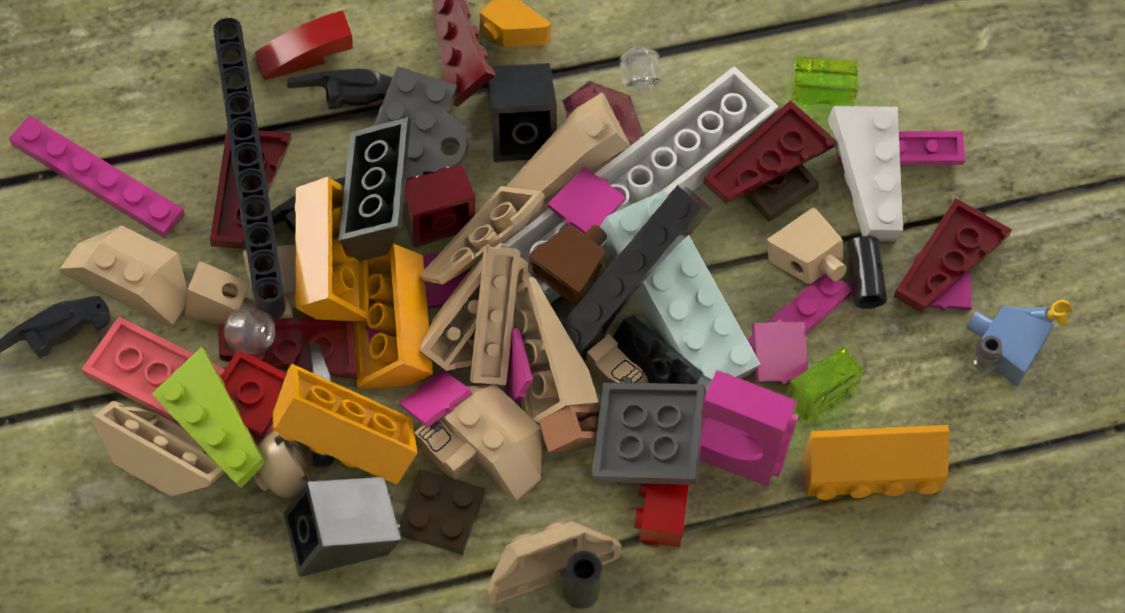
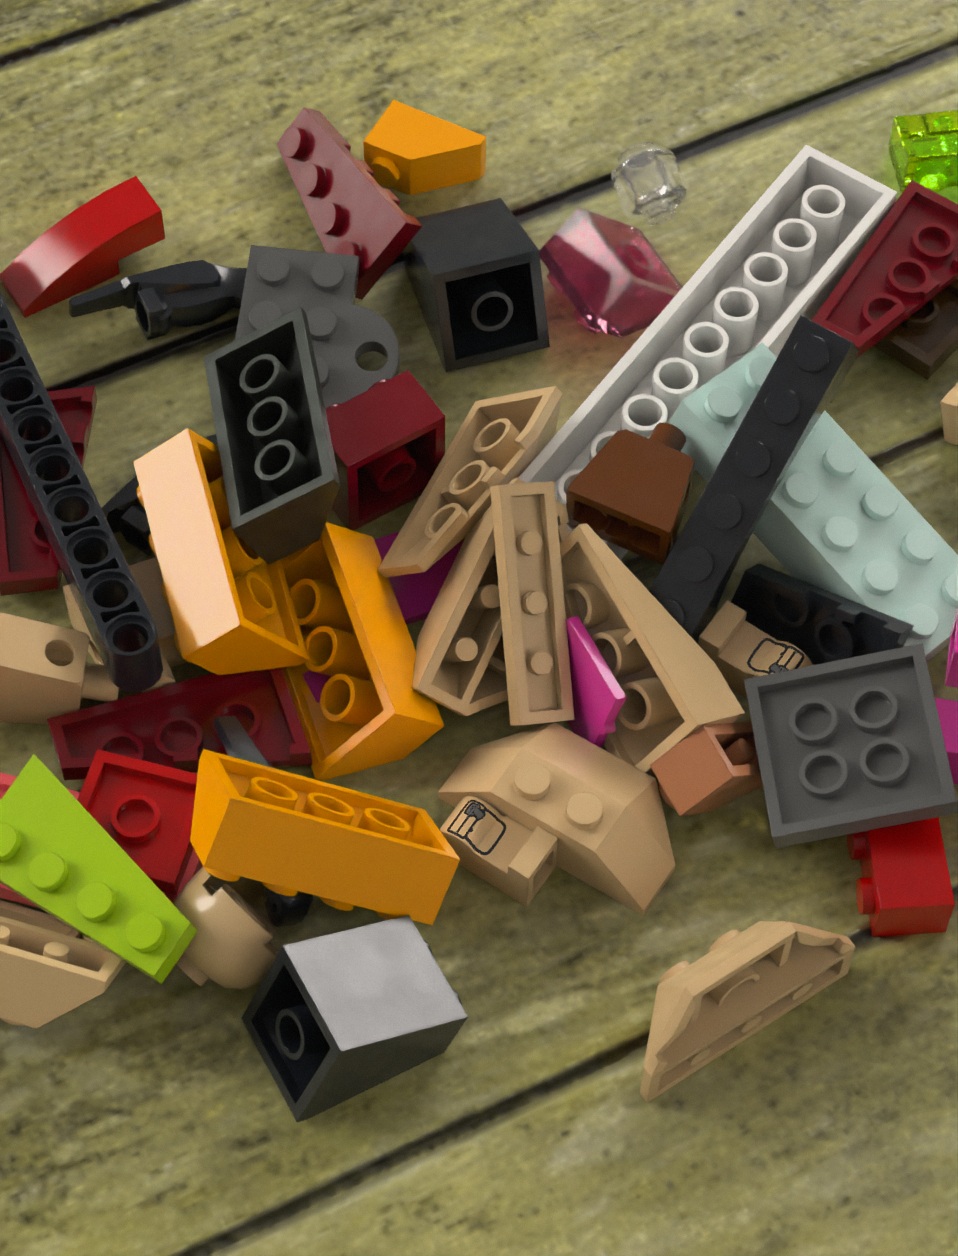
camera: 10 degrees left, 5 degrees down
(249, 331) = (110, 714): clear head -> none
(435, 398) = (460, 766): dark pink piece -> none
(441, 511) = (520, 957): dark brown plate -> none
(582, 140) = (587, 313): tan wedge -> none
(582, 579) = (807, 1017): black pin -> none
(586, 201) = (630, 391): dark pink piece -> none

